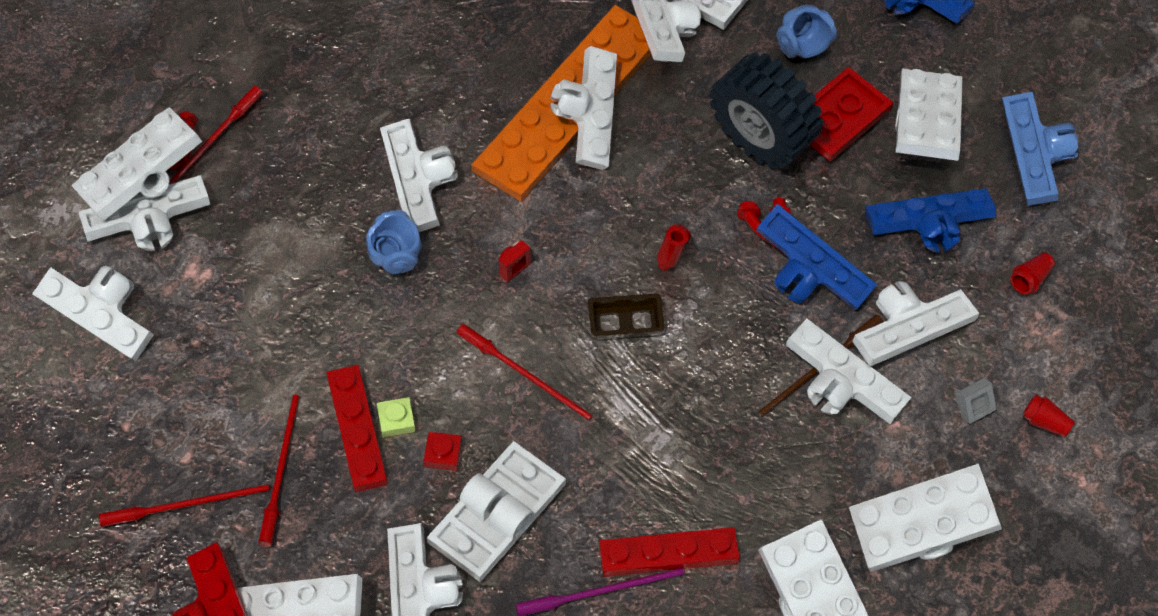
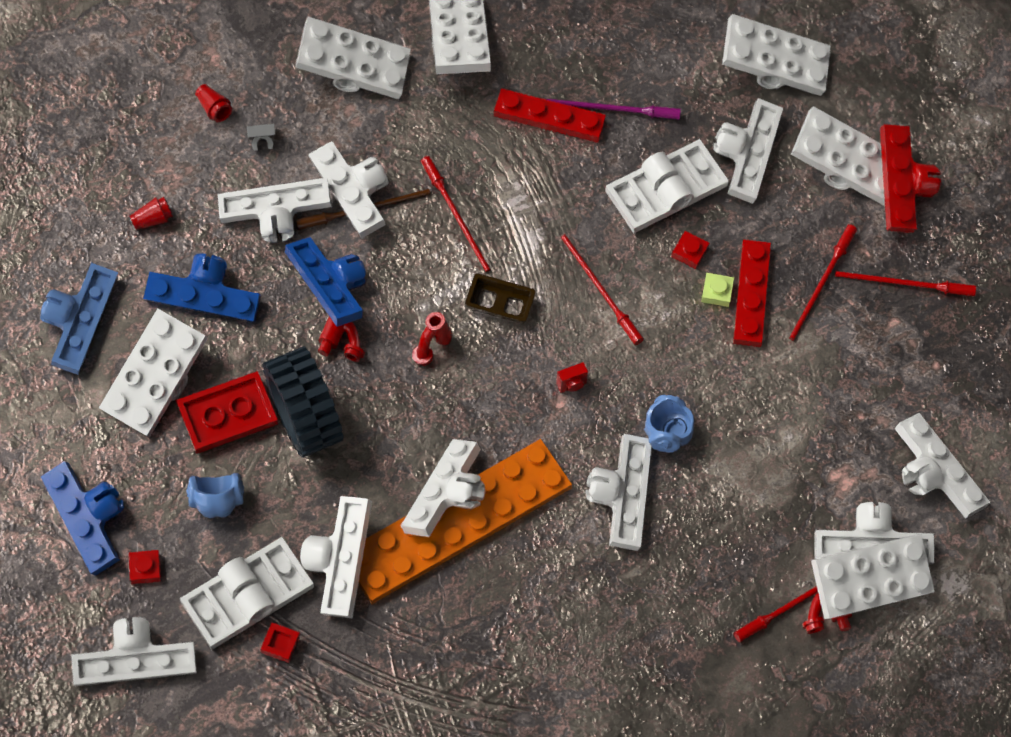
camera: 160 degrees left, 5 degrees up
(756, 424) = (437, 181): none -> red piece

